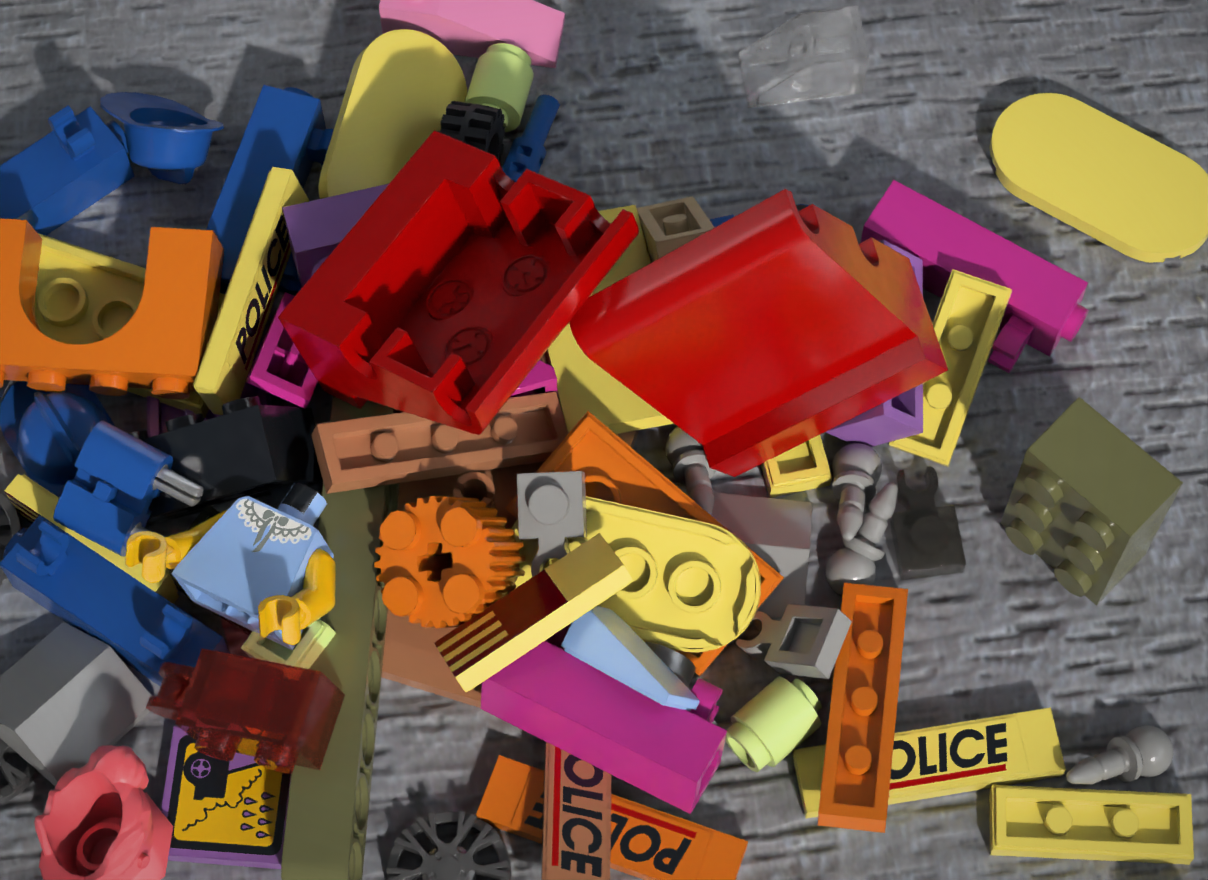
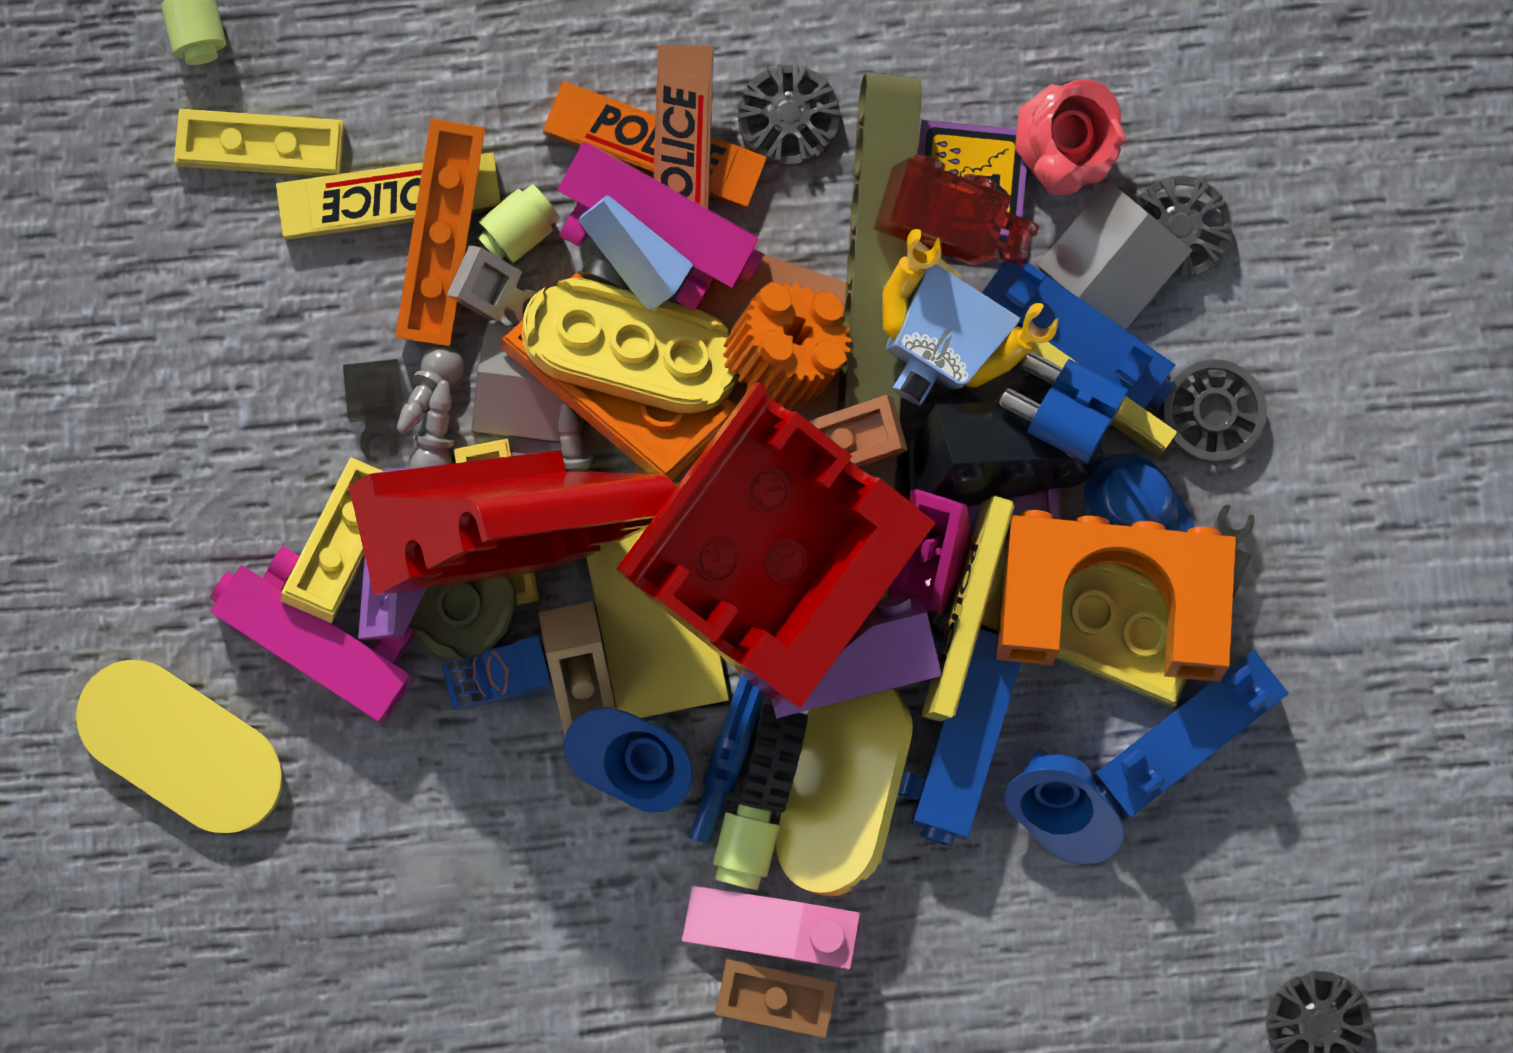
camera: 175 degrees right, 15 degrees up
(533, 612) = (714, 287): light yellow tile -> none
(551, 511) = (698, 381): light grey plate -> none
(616, 160) = (629, 758): none -> blue piece
(1088, 501) = (237, 378): olive brick -> none
(1140, 753) = (208, 202): light grey bar -> none

